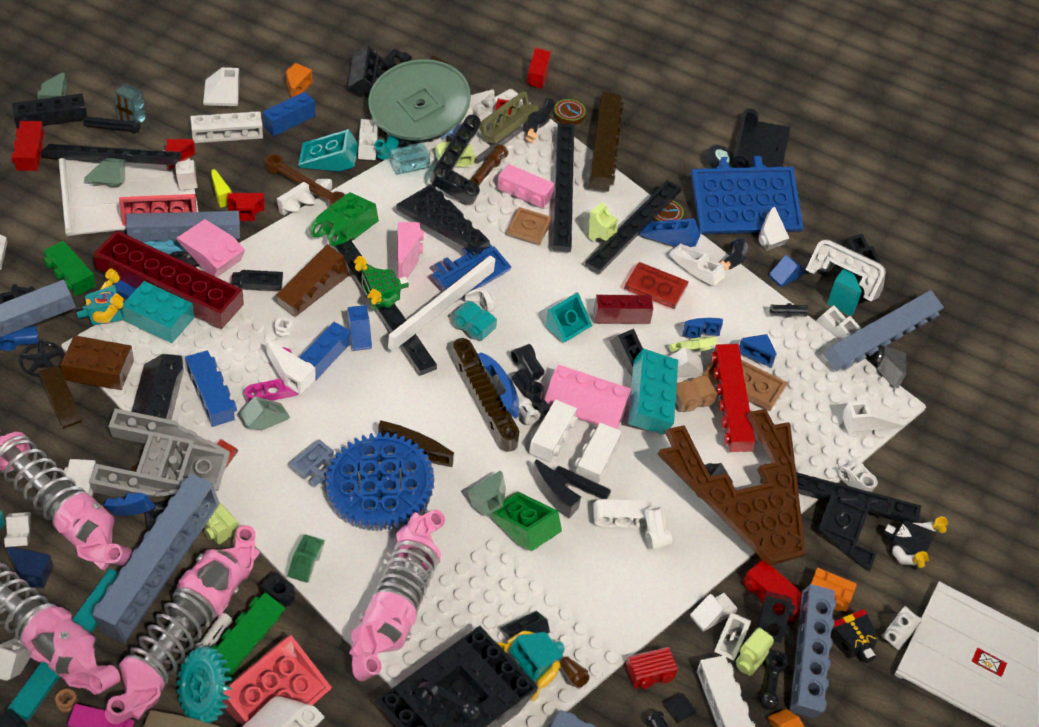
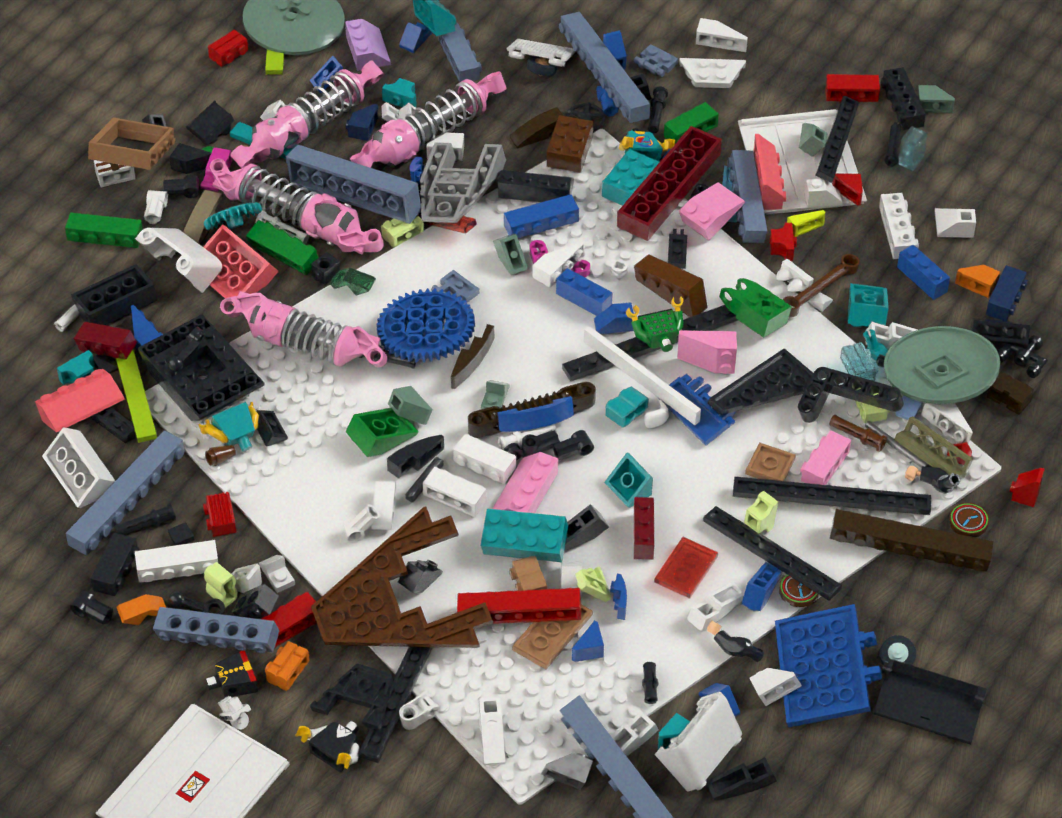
camera: 100 degrees right, 0 degrees up
(323, 68) = (1007, 293): none -> dark blue brick
(460, 426) = (495, 394): none -> sand green slope

